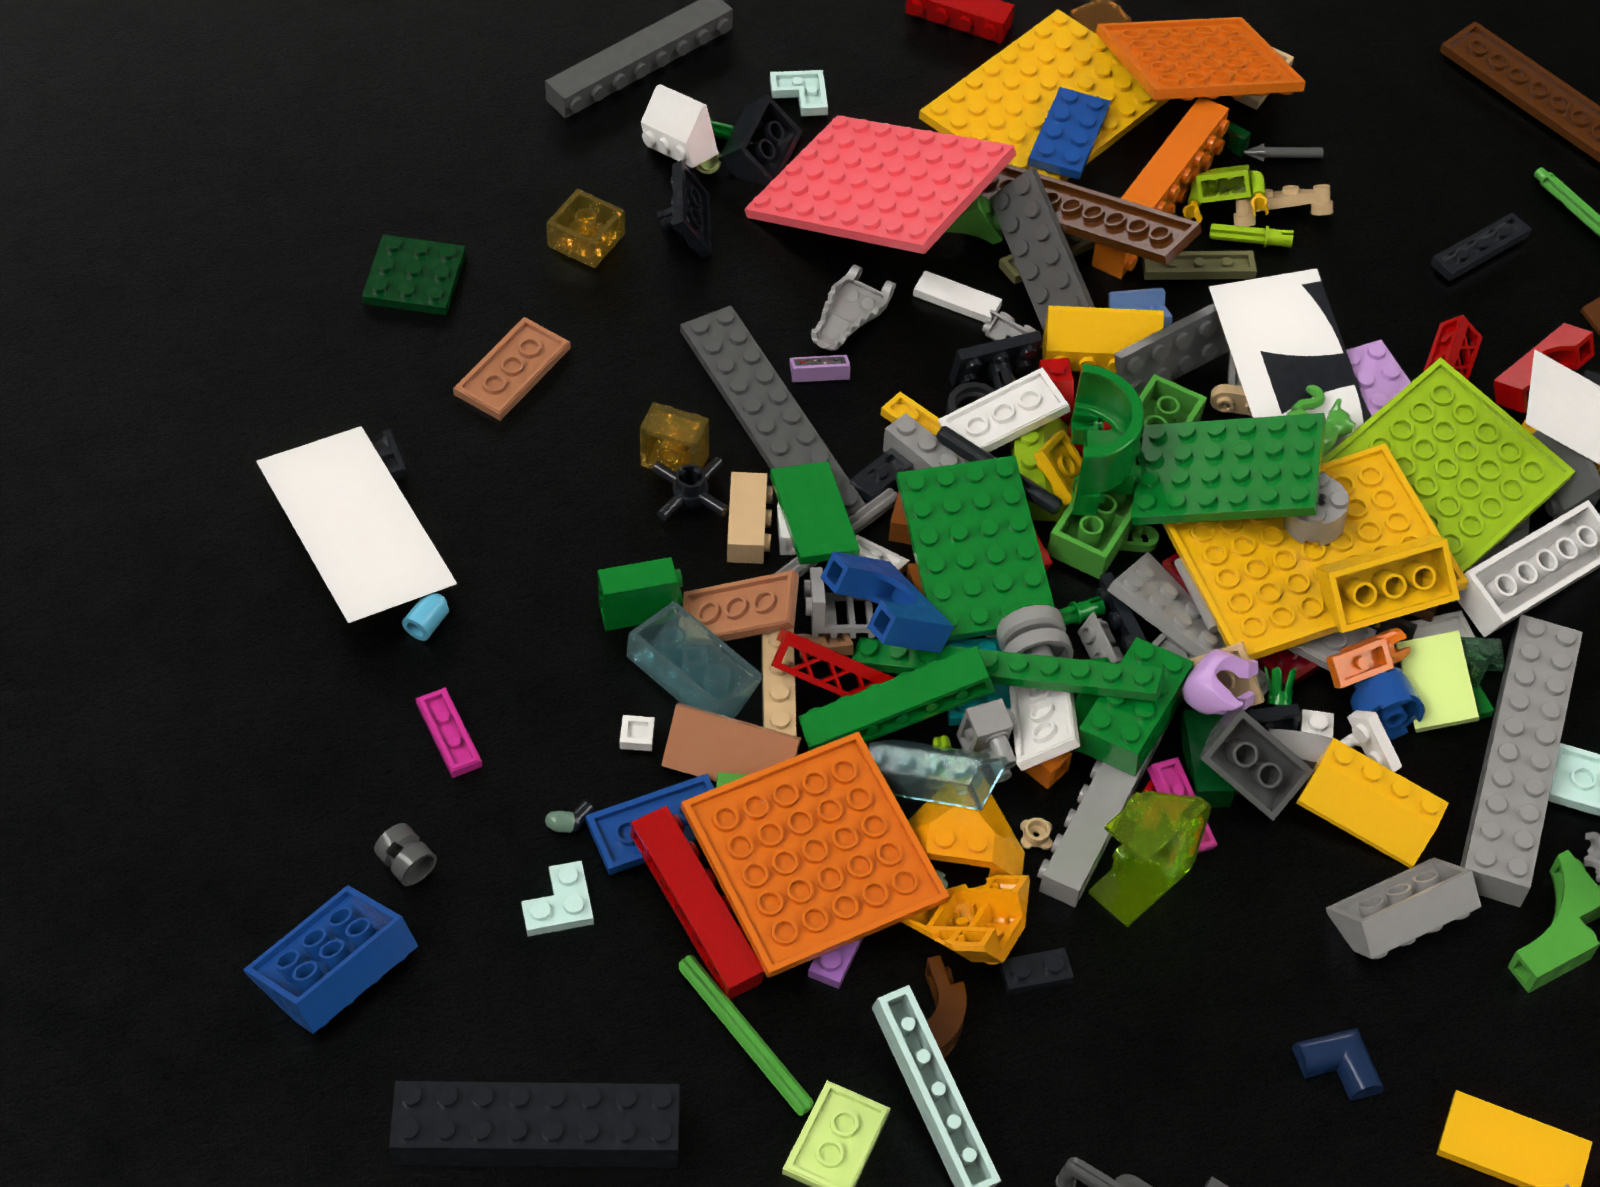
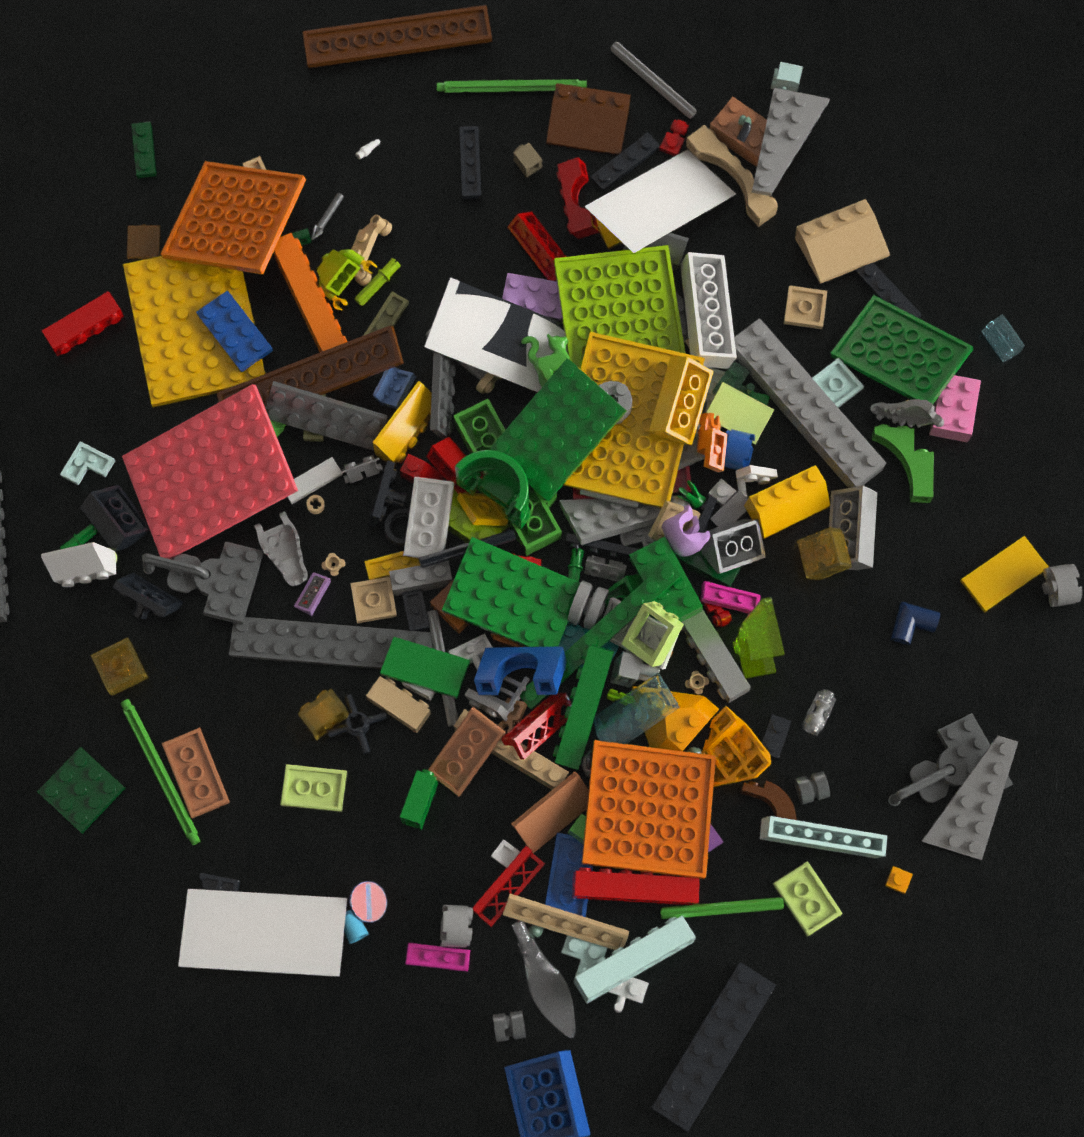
camera: 55 degrees left, 20 degrees up
(469, 613) = (368, 901): none -> piece
(487, 334) = (160, 772): none -> bright green piece
(492, 872) = (546, 984): none -> clear animal
(500, 719) = (455, 926): none -> light grey brick
(550, 972) = (631, 989): none -> white plate
(578, 491) = (313, 788): none -> yellowish green tile
(590, 844) = (565, 922): none -> tan plate
(595, 951) = (634, 959): none -> light aqua brick
(599, 747) = (503, 879): none -> red fence
(692, 662) = (484, 797): clear light blue slope -> none
(761, 268) = (224, 581): none -> dark grey plate
(857, 426) = (373, 599): none -> tan plate
(872, 367) = (332, 558): none -> tan plate
(934, 308) = (320, 500): none -> tan bush
(993, 1048) = (812, 787): none -> dark grey wheel
(1037, 736) = (642, 650): none -> yellowish green window
(1098, 1006) = (814, 720): none -> clear piece
(1337, 881) = (824, 553): none -> clear yellow brick
(1399, 148) = (366, 150): none -> white piece
(1540, 297) = (527, 159): none -> dark tan brick

